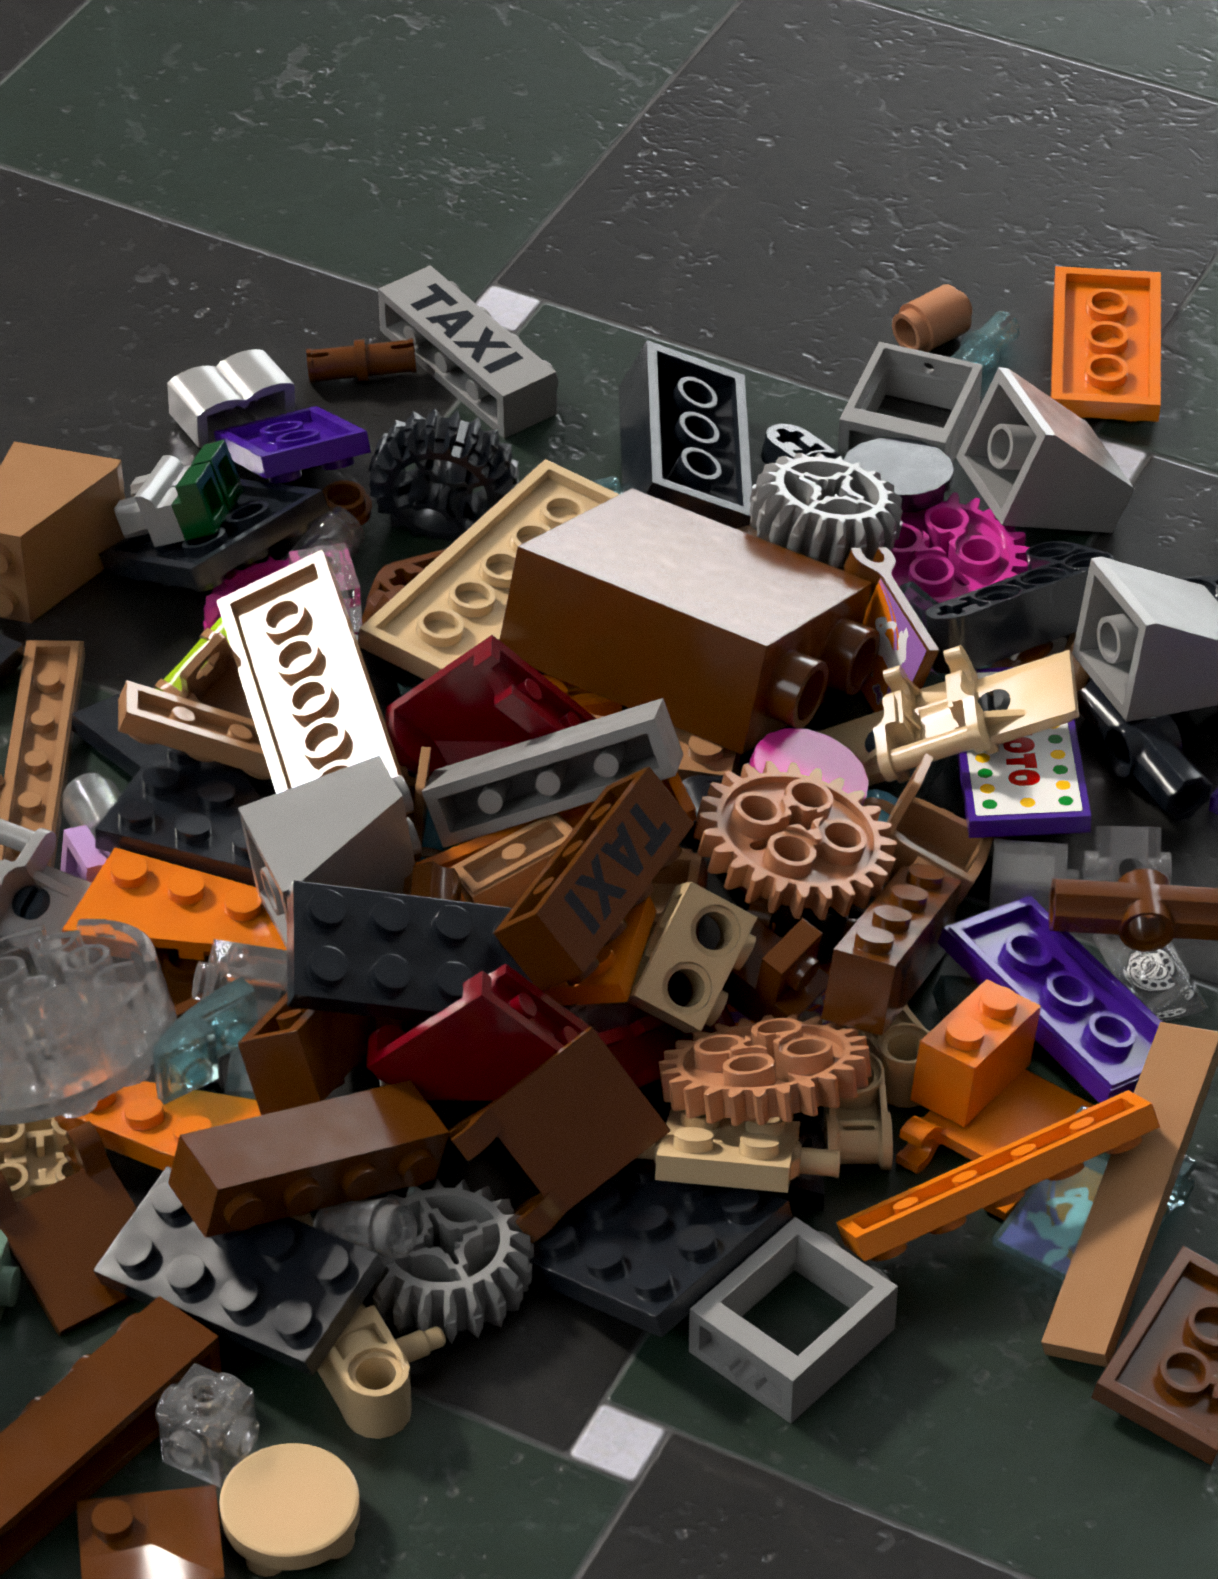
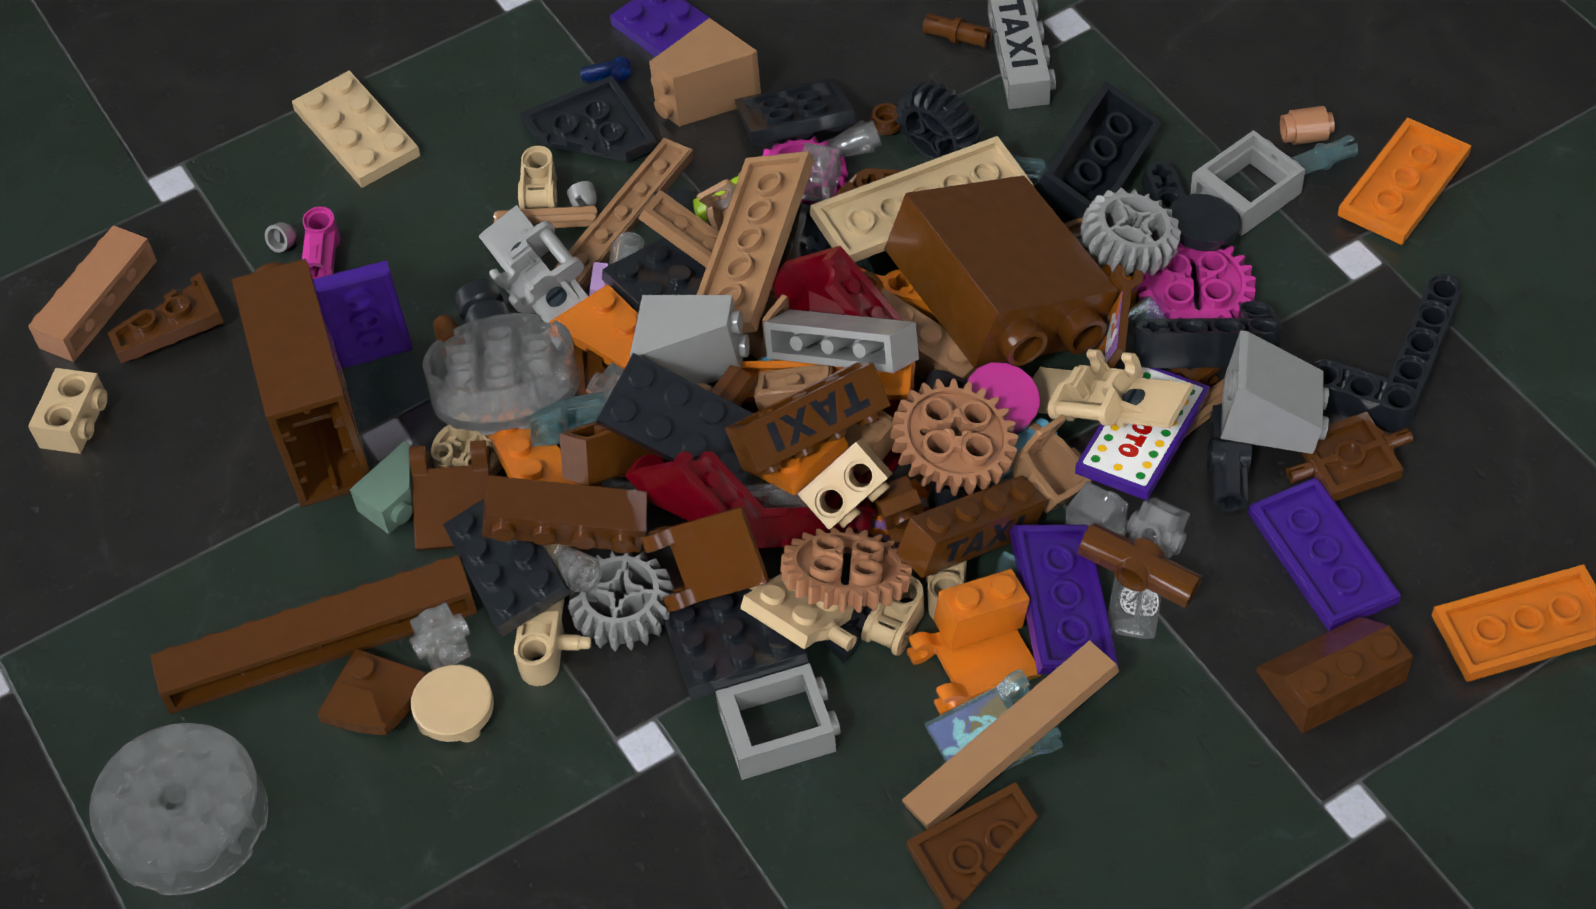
camera: 35 degrees right, 10 degrees up
(182, 500) = (787, 83): hips -> none
(228, 395) = (868, 29): light grey brick -> none
(293, 442) = (873, 71): dark purple plate -> none
(998, 1177) = (934, 692): orange plate -> none
(1041, 462) = (1294, 248): light grey slope -> none

